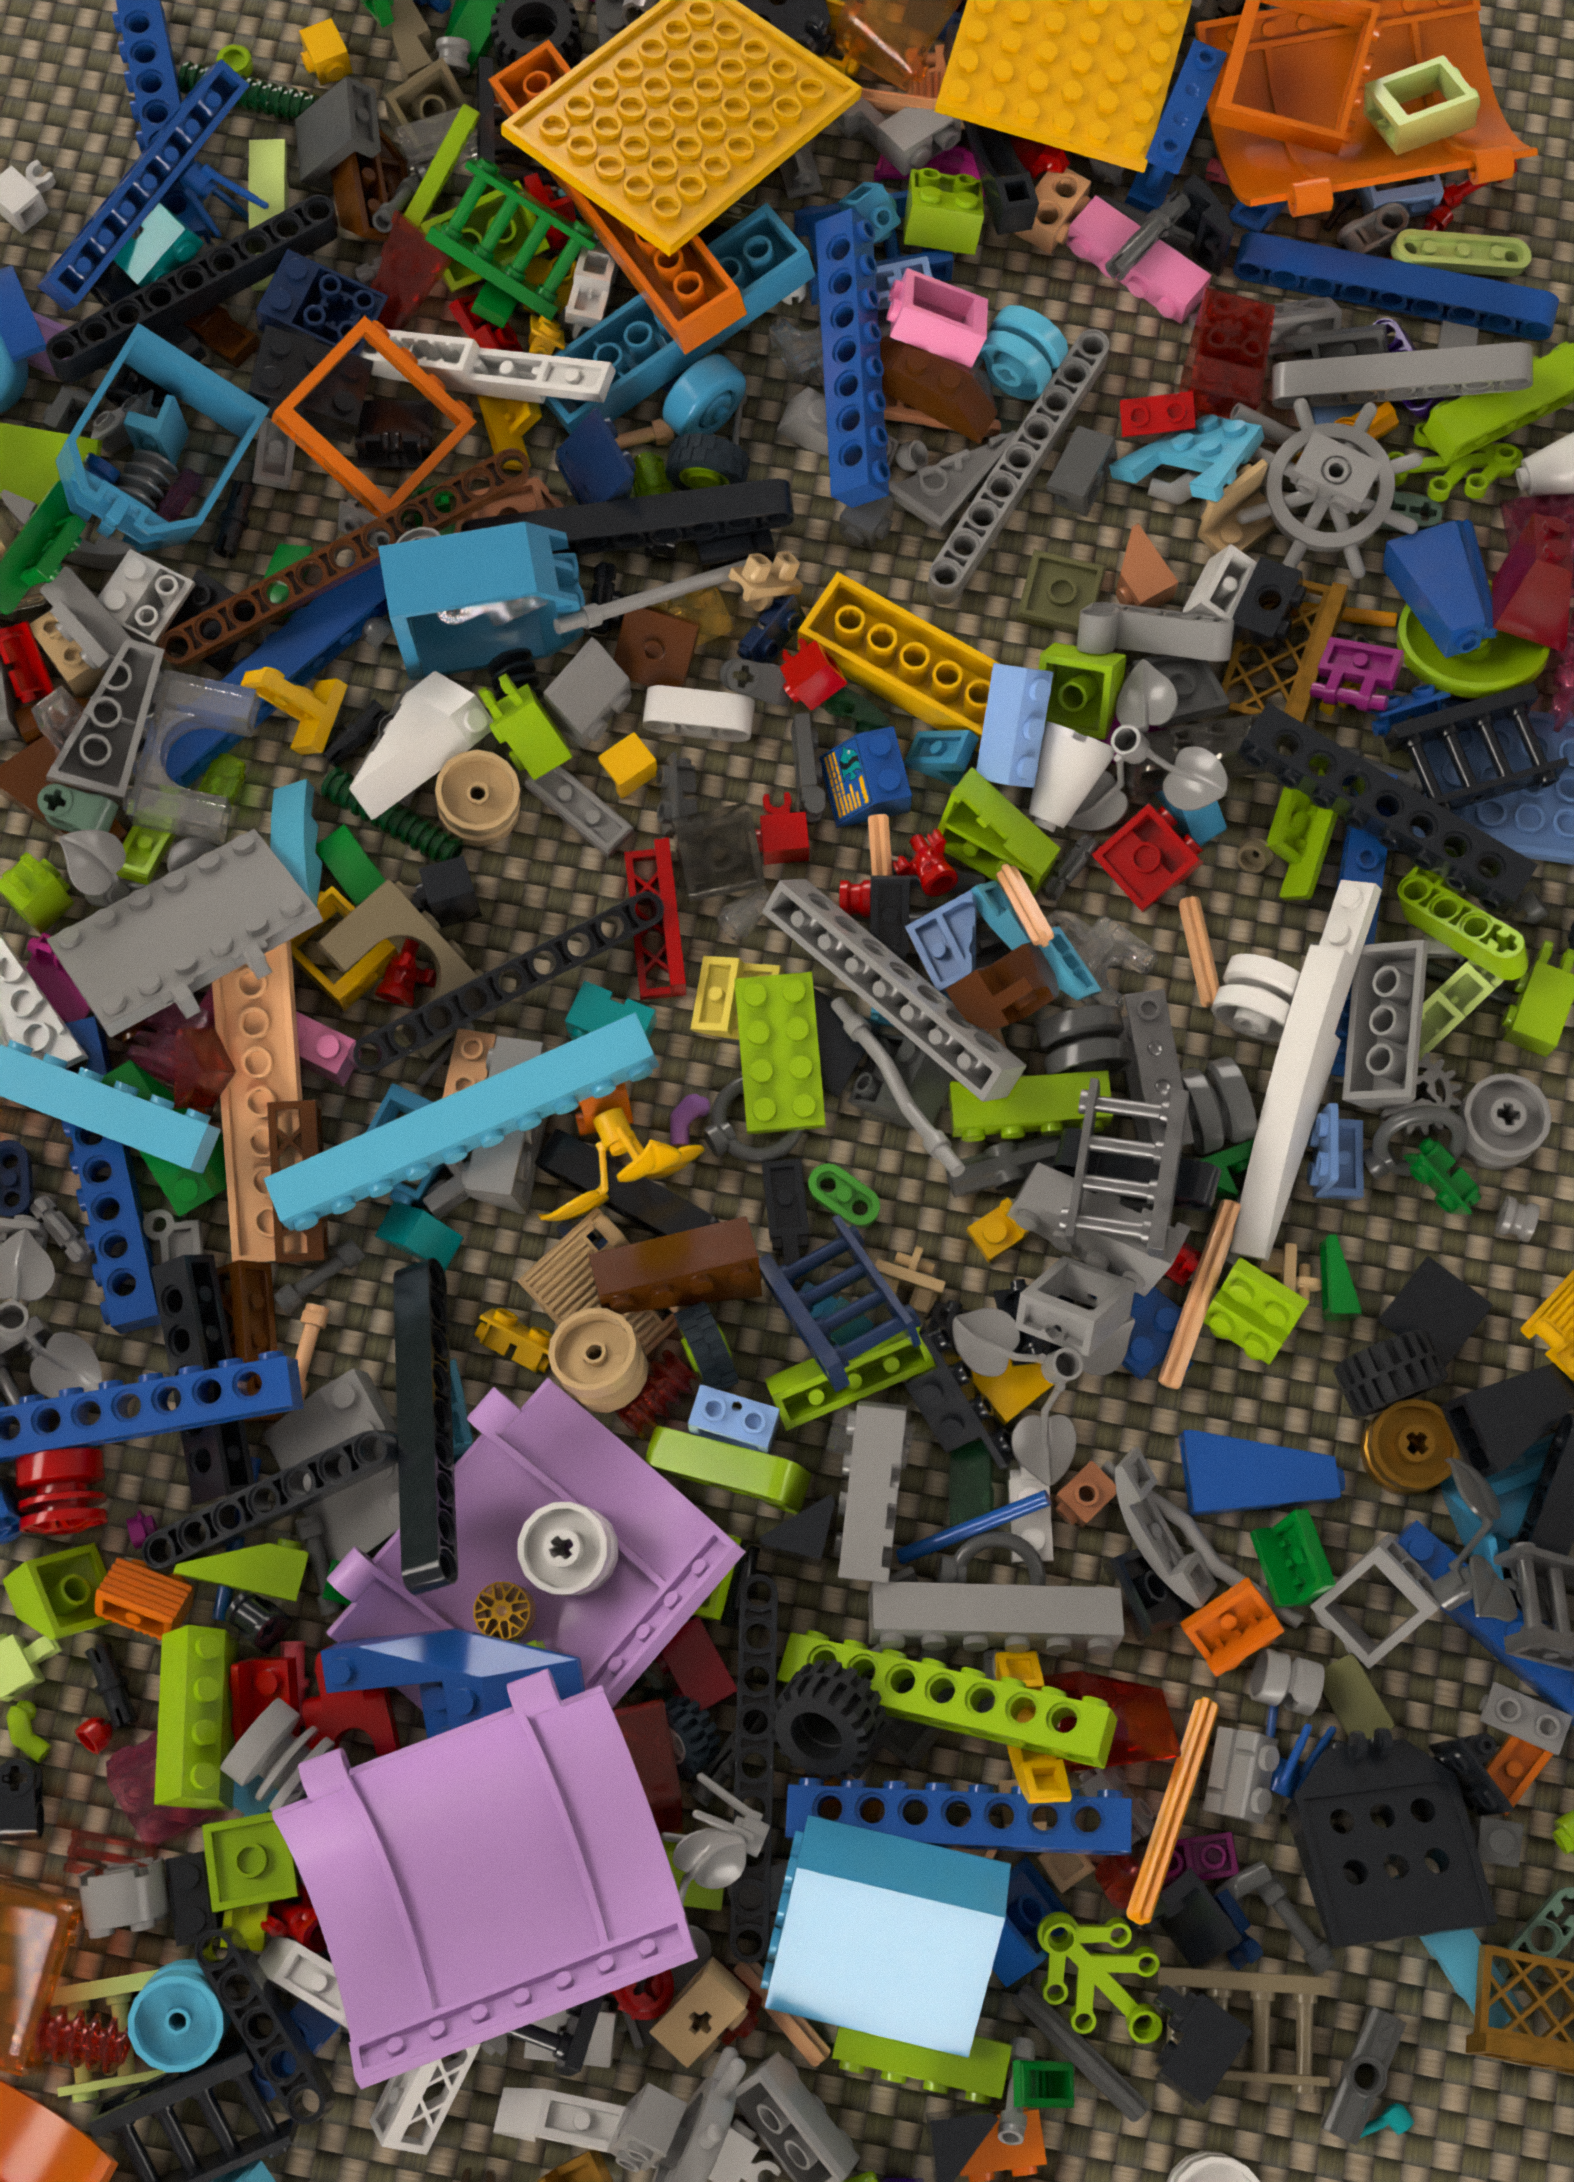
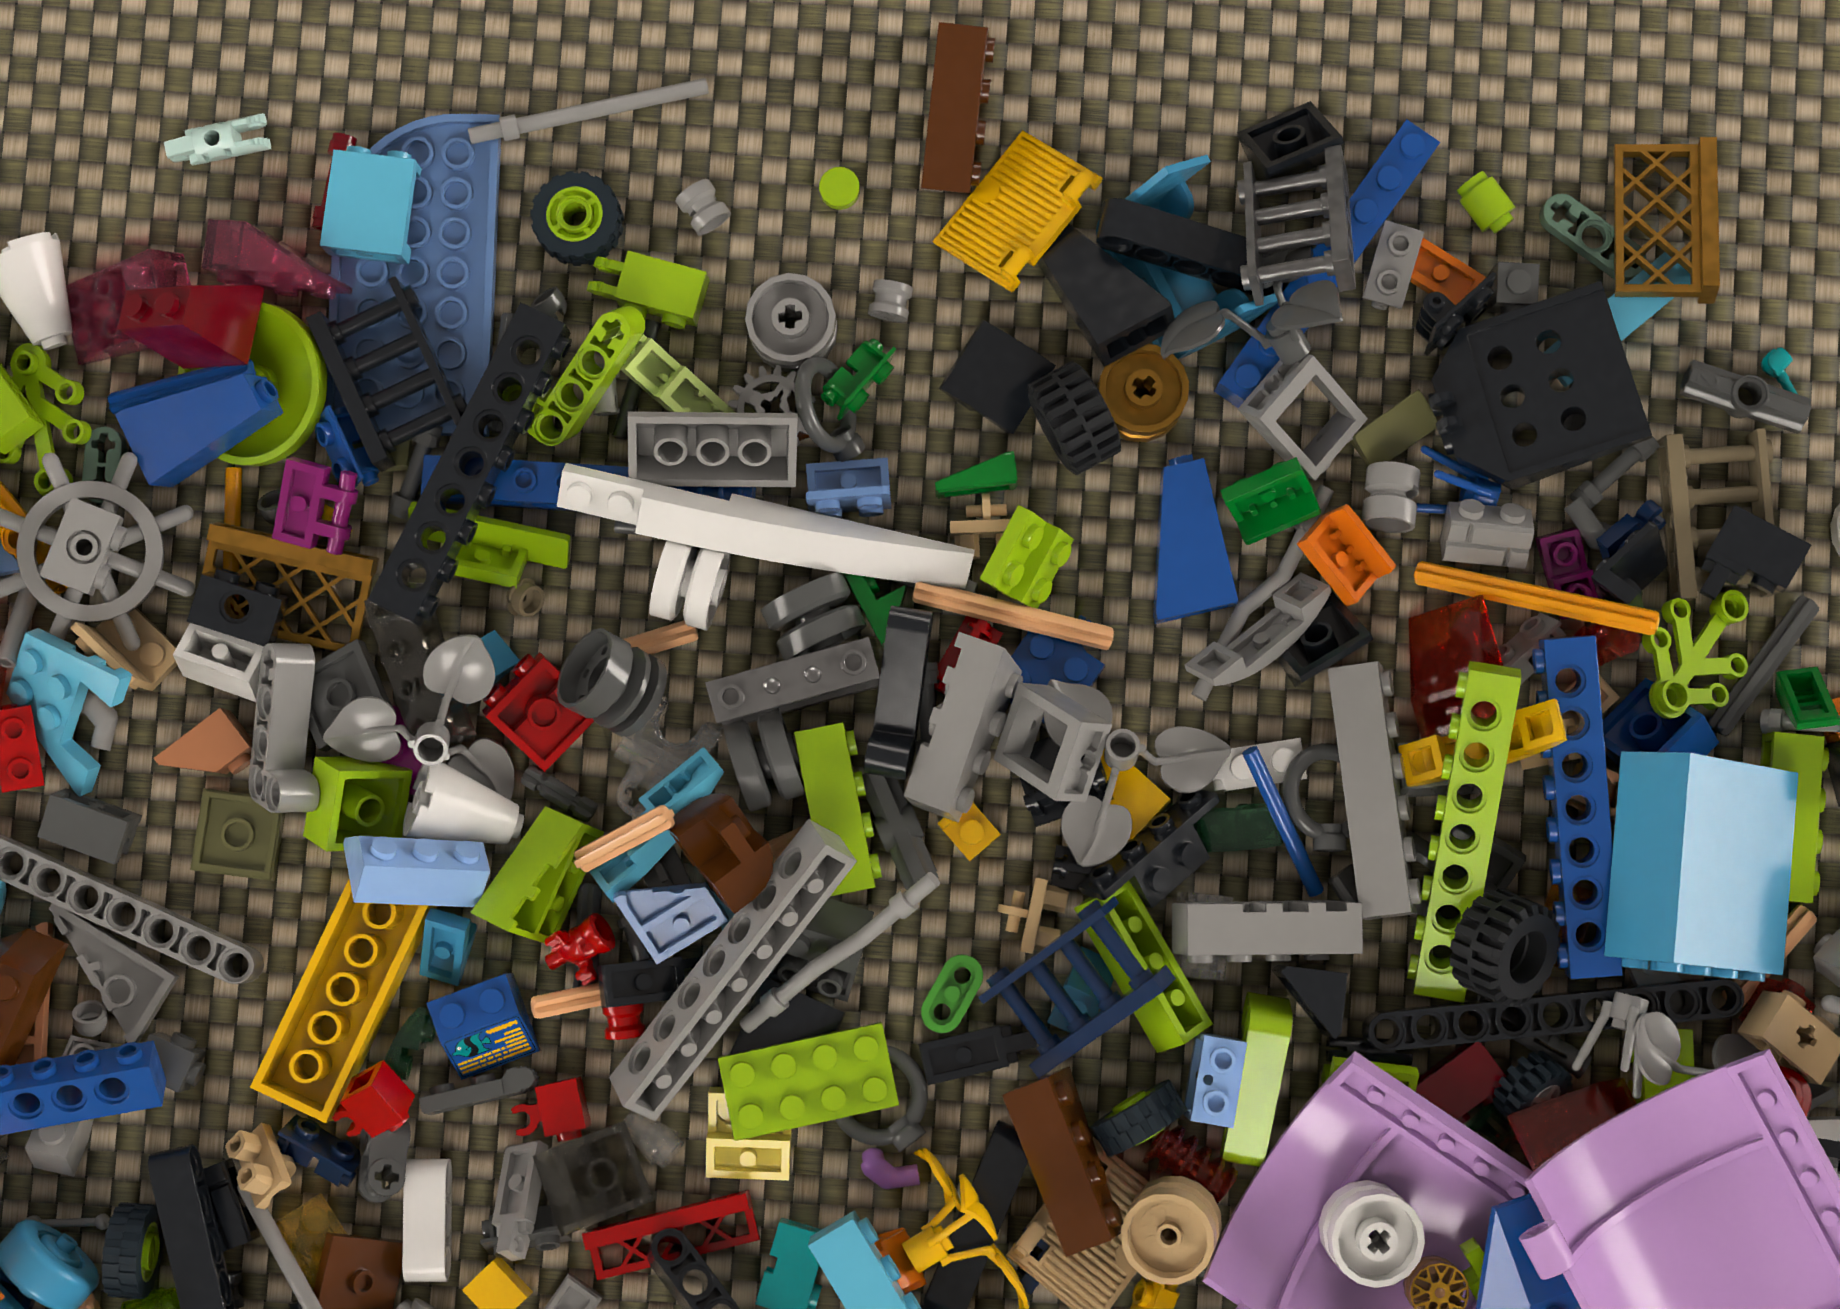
camera: 90 degrees left, 10 degrees up
(704, 785) = (517, 1199): none -> light grey hinge
(1085, 1495) = (1232, 713): nougat brick -> none
(1157, 1192) = (891, 667): flat silver fence -> none
(1170, 915) = (612, 682): none -> dark grey wheel

